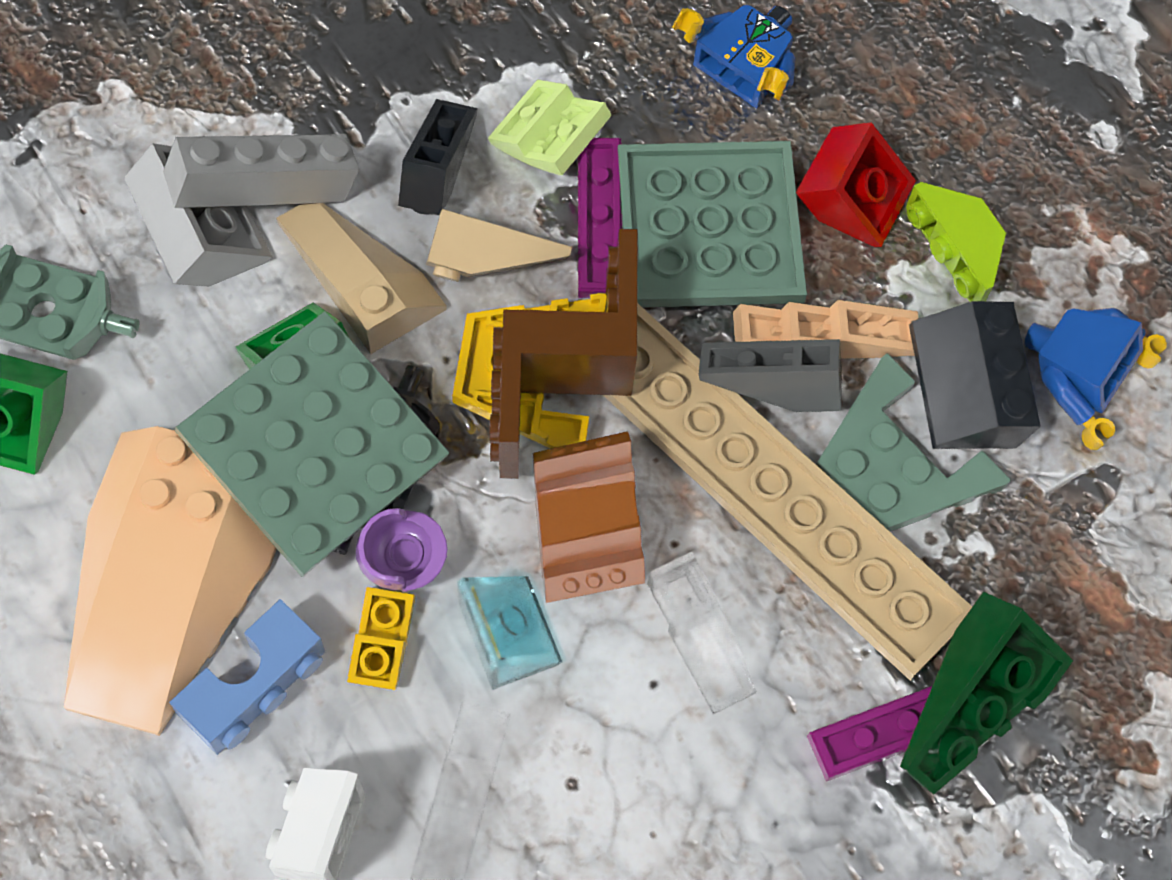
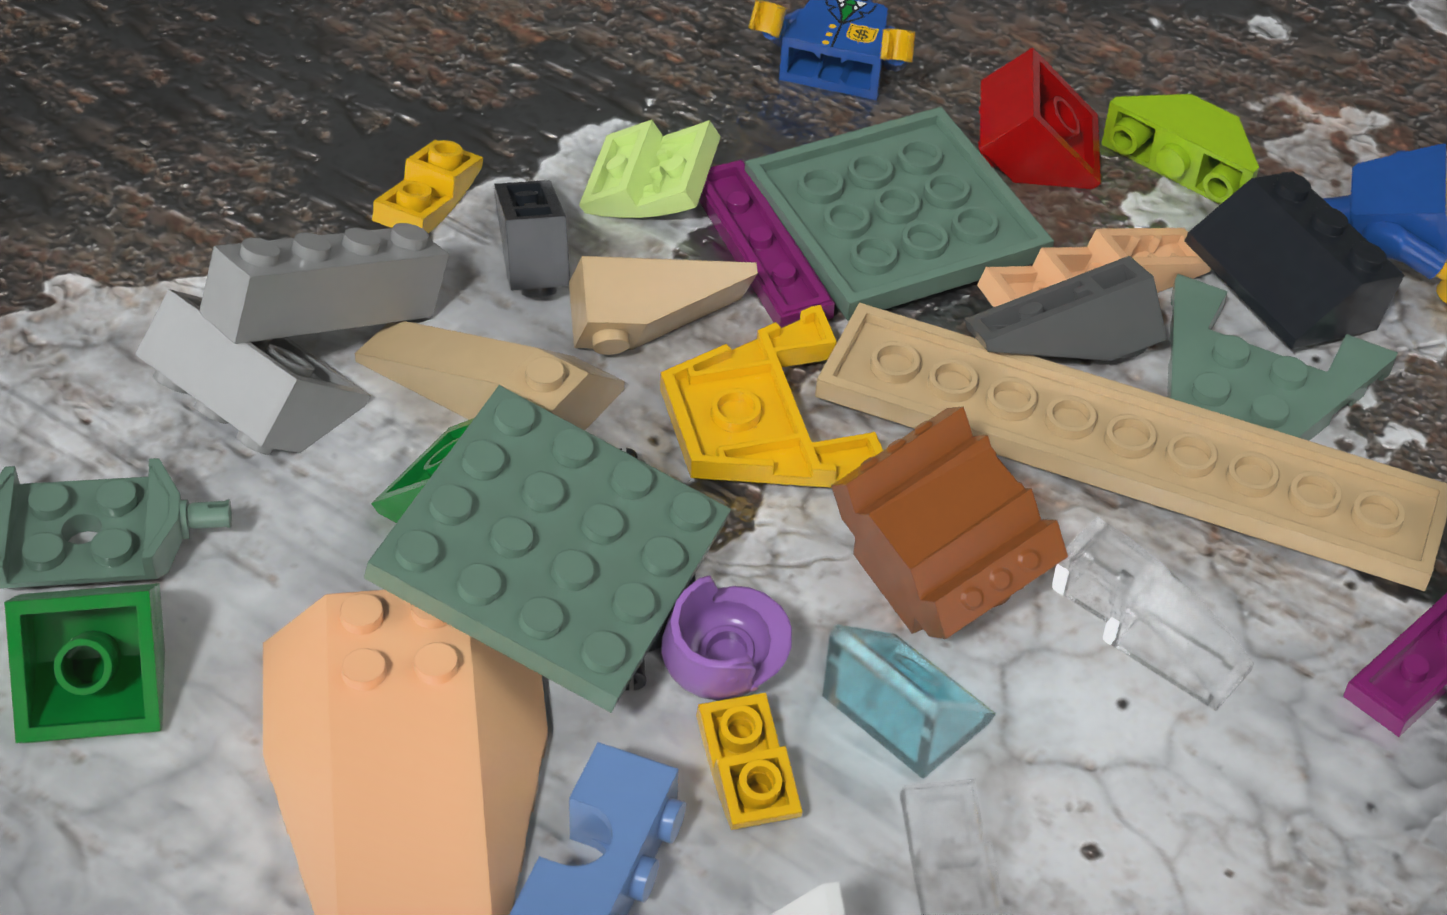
camera: 20 degrees left, 20 degrees down
(391, 88) = (431, 186): none -> yellow slope
(564, 353) = (823, 355): reddish brown bracket -> none

